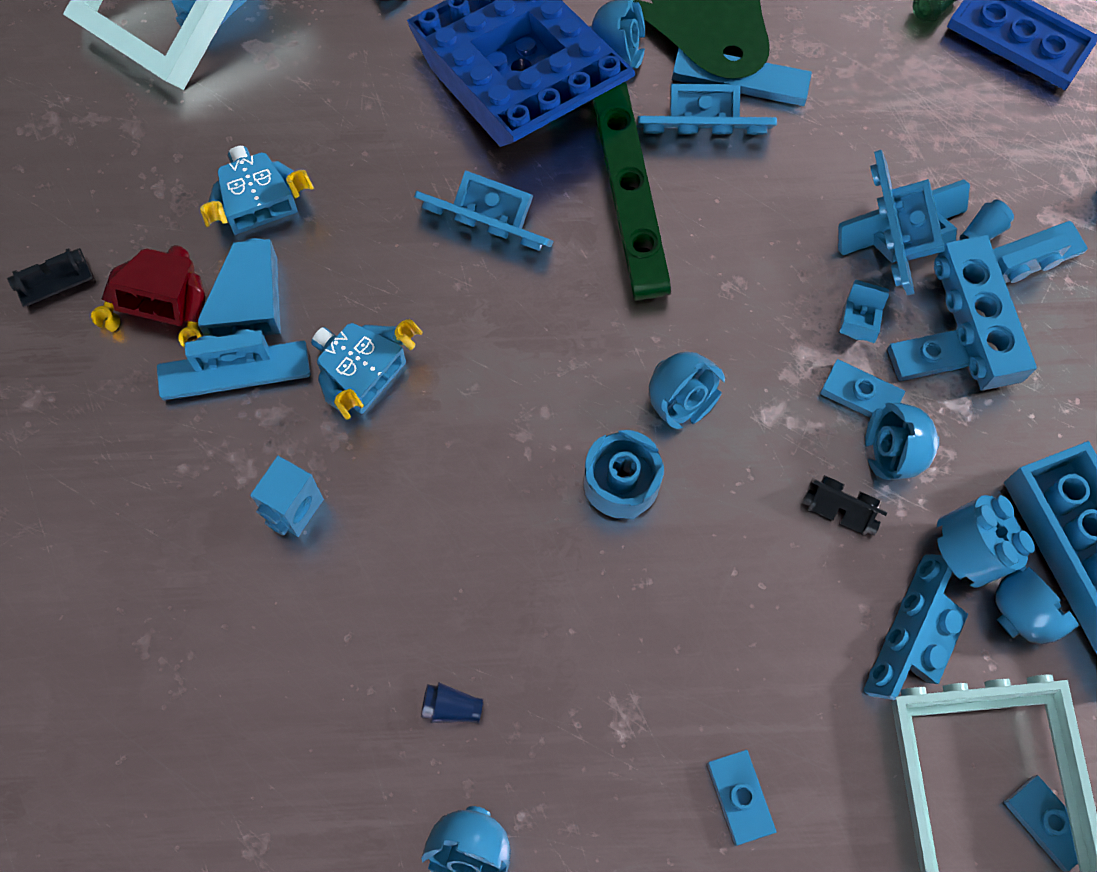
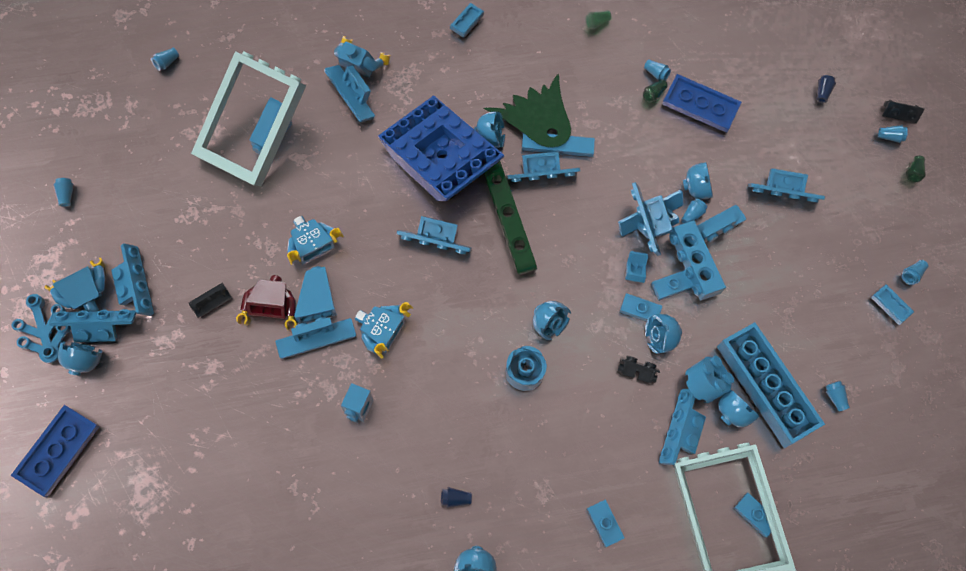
camera: 10 degrees left, 0 degrees up
(1003, 169) = (698, 182): none -> dark azure cylinder

